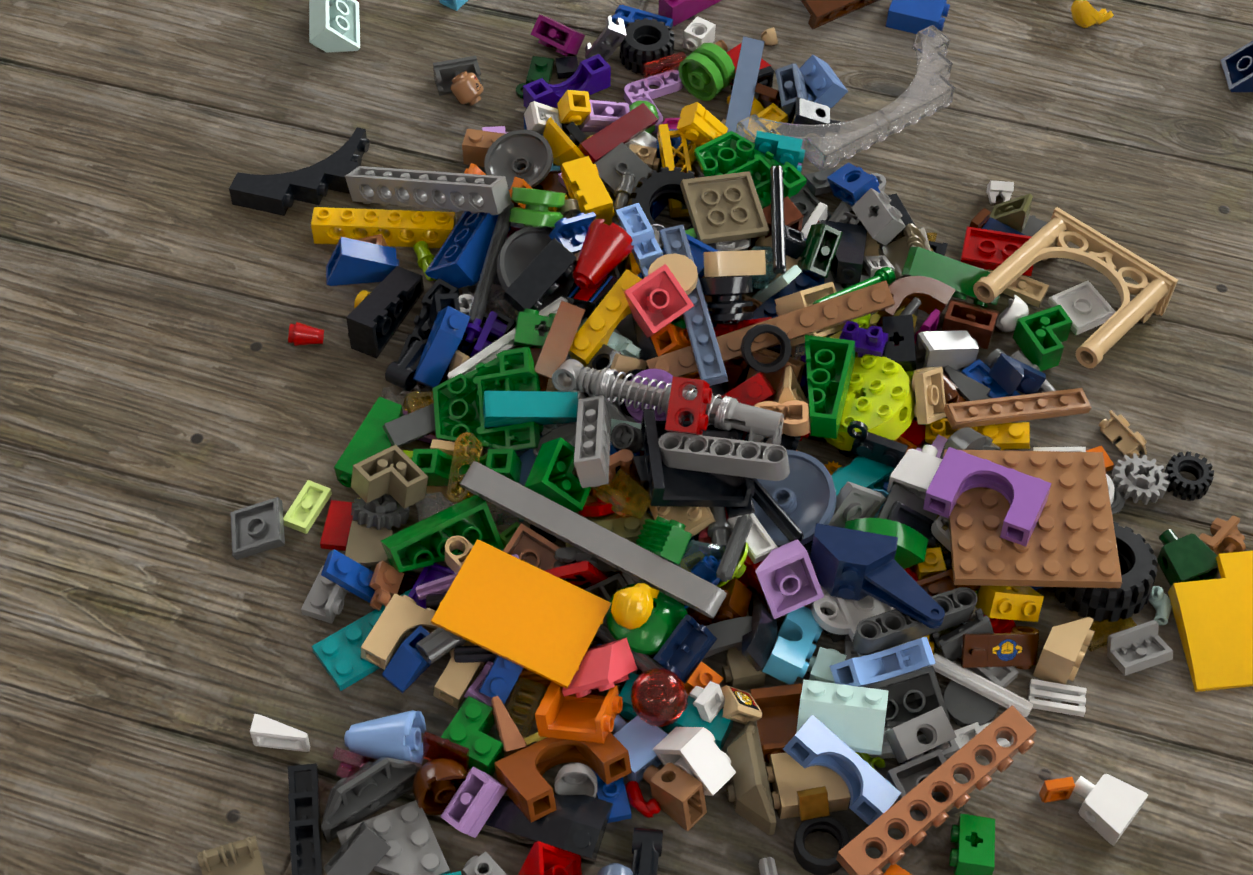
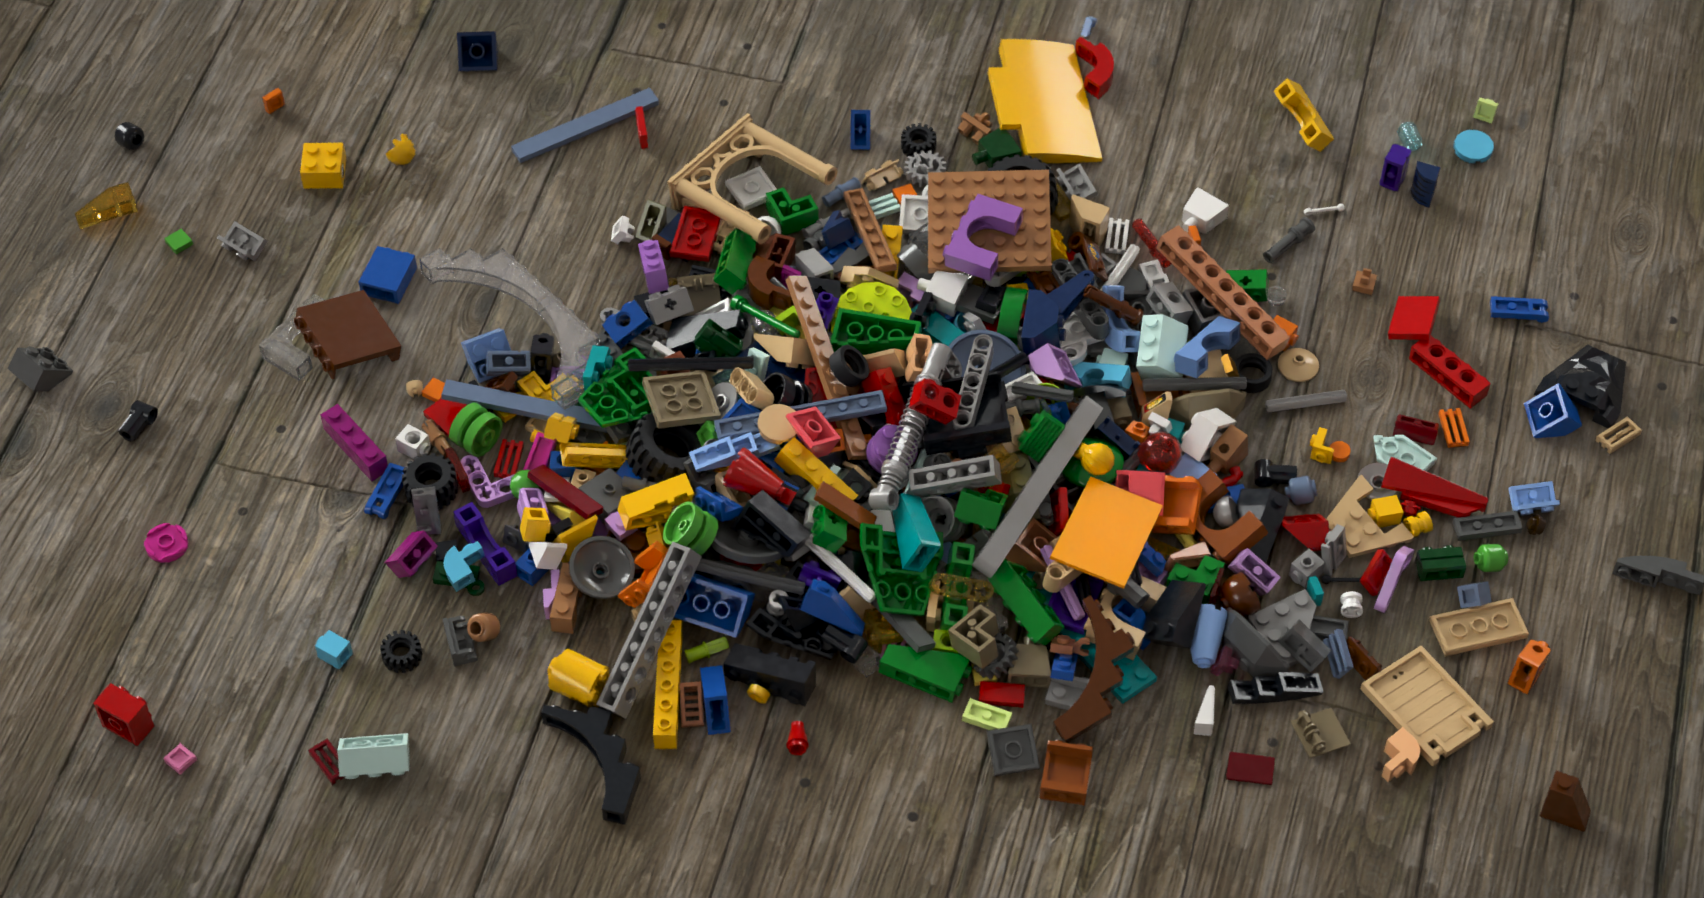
camera: 90 degrees left, 0 degrees up
(193, 781) = (1250, 768): none -> dark red slope
(217, 581) = (1066, 772): none -> dark orange panel
(326, 608) = (1091, 707): none -> reddish brown arch
(395, 148) = (577, 677): none -> yellow cylinder
(403, 692) = (1175, 614): none -> black slope
(449, 45) = (405, 661): none -> black tyre
(535, 61) = (457, 564): none -> medium azure brick
(671, 107) = (511, 445): none -> red tile
(772, 53) = (433, 390): none -> orange tile
(782, 759) = (1179, 384): none -> dark grey axle
(896, 664) = (1120, 308): none -> reddish brown pin
(924, 202) = (653, 266): none -> medium lavender arch
(1054, 735) = (1141, 229): none -> clear red pin
(1074, 431) = (883, 202): none -> light aqua tile
(1095, 398) = (838, 194): none -> sand blue pin
(1159, 206) = (641, 127): none -> red tile
(1160, 164) = (583, 125): none -> sand blue tile
(1193, 413) = (860, 129): none -> blue slope

